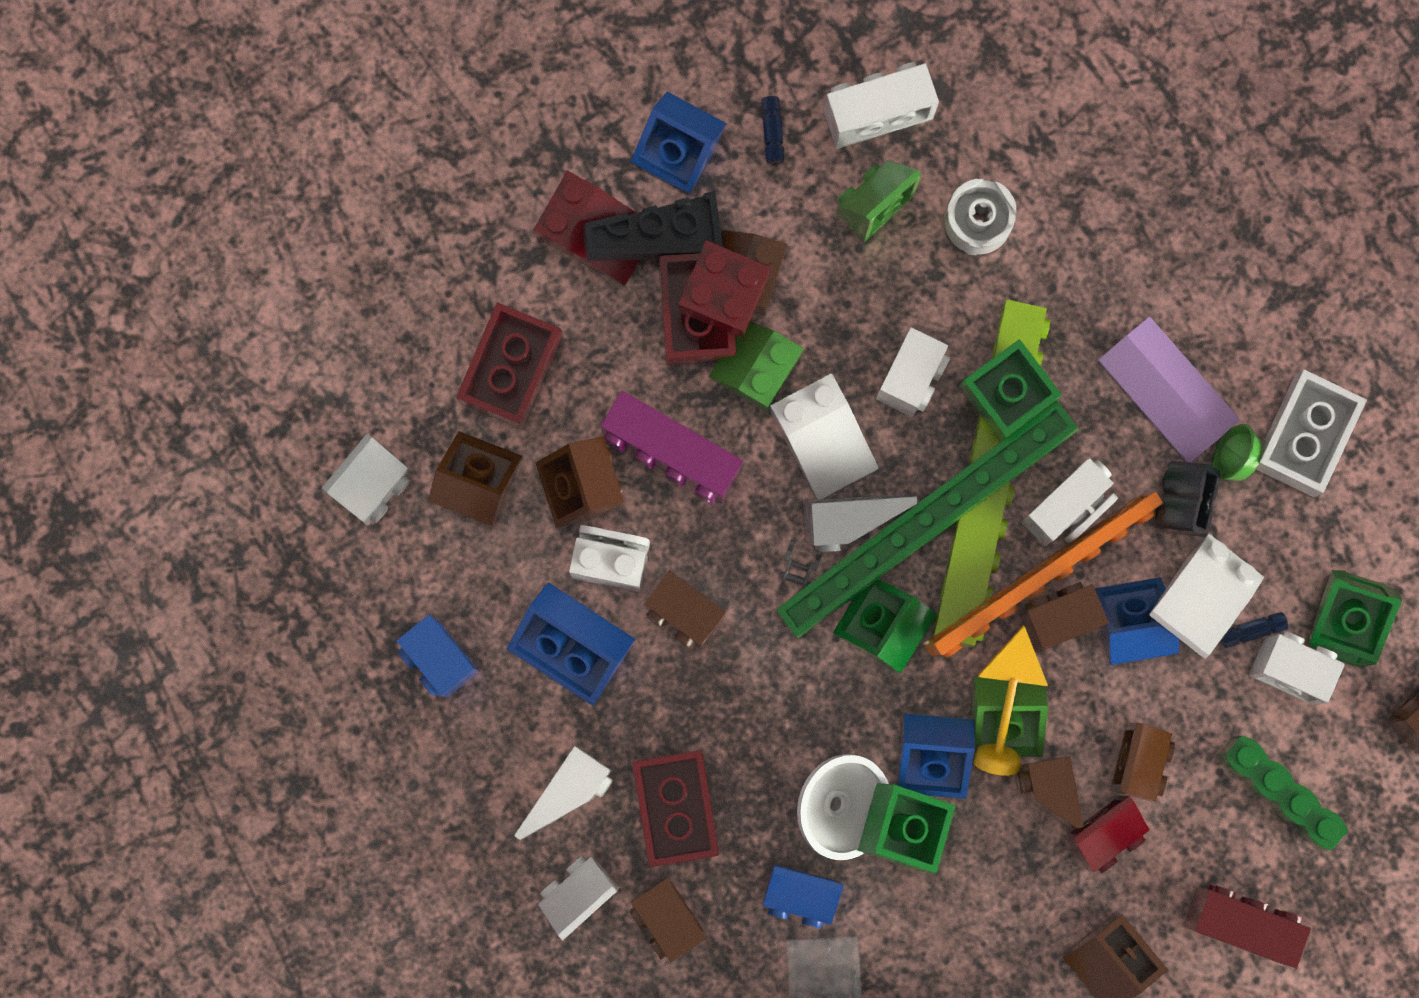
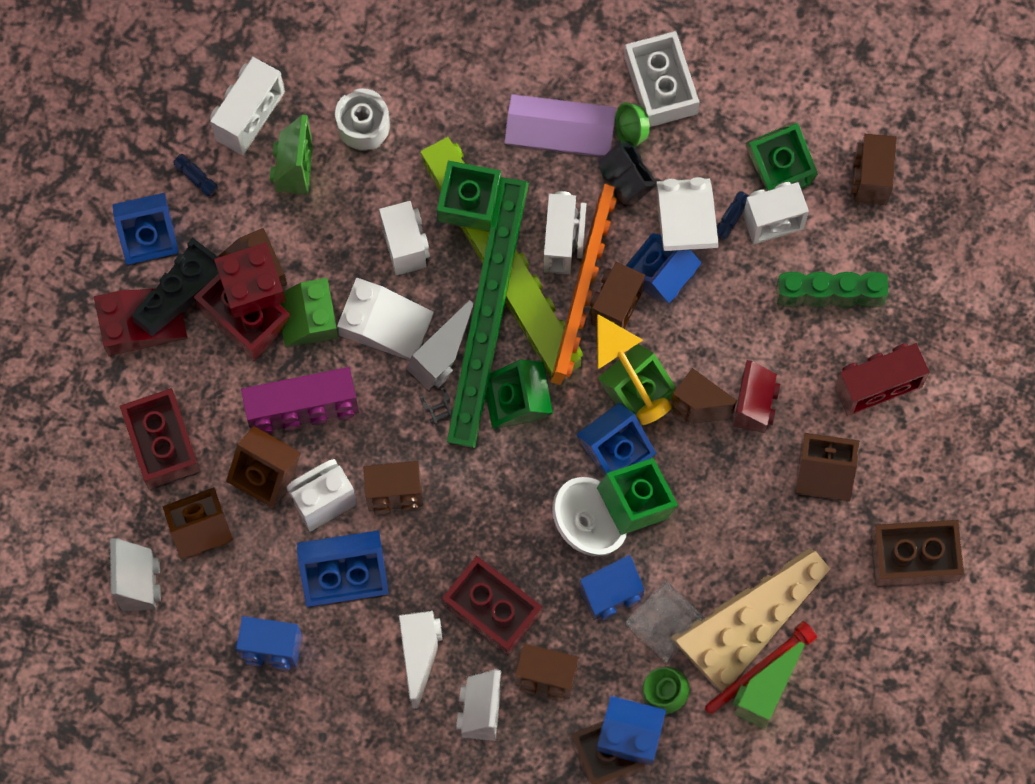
camera: 40 degrees left, 10 degrees down
(1142, 762) = (736, 340): reddish brown slope -> none

